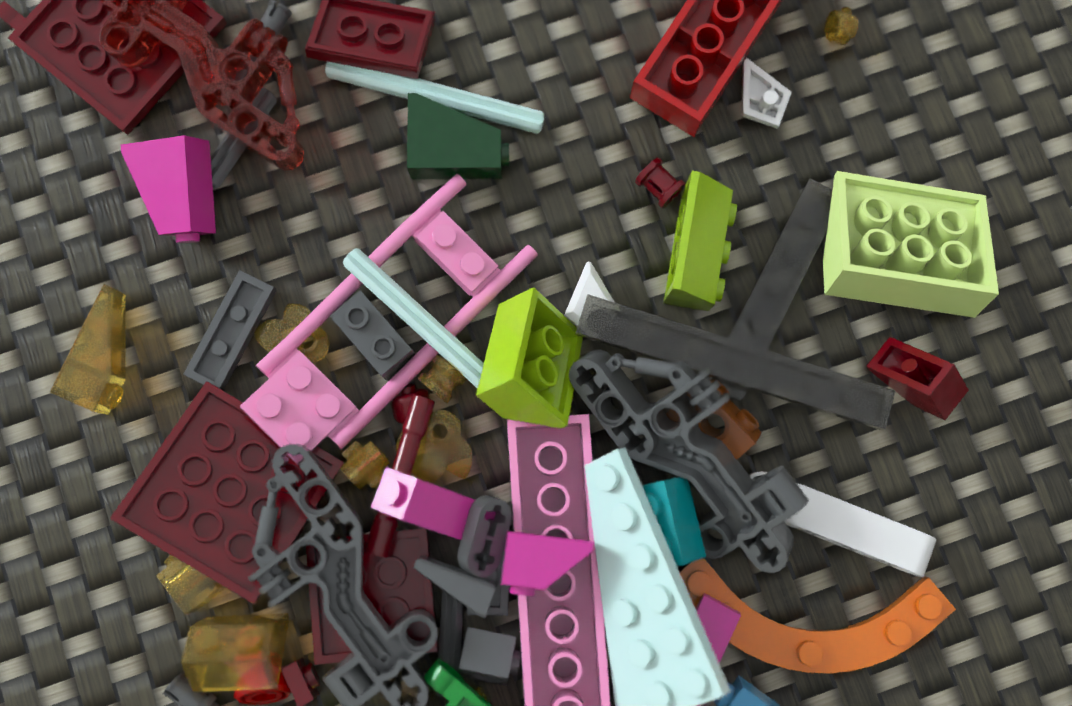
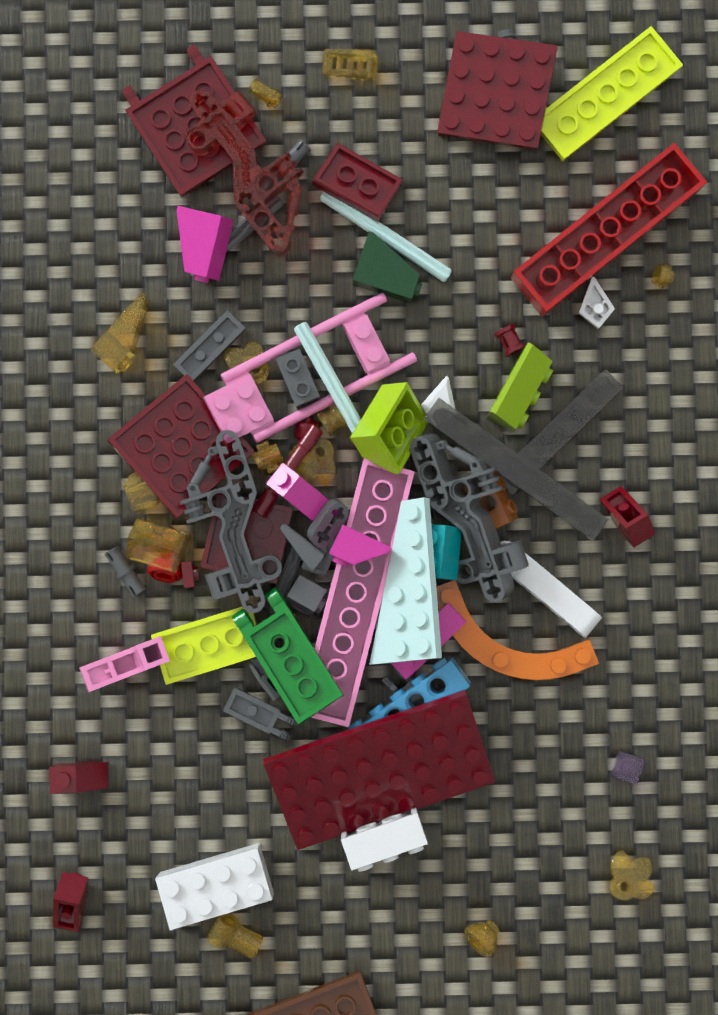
camera: 20 degrees right, 5 degrees up
(909, 246) = (651, 431): yellowish green slope -> none

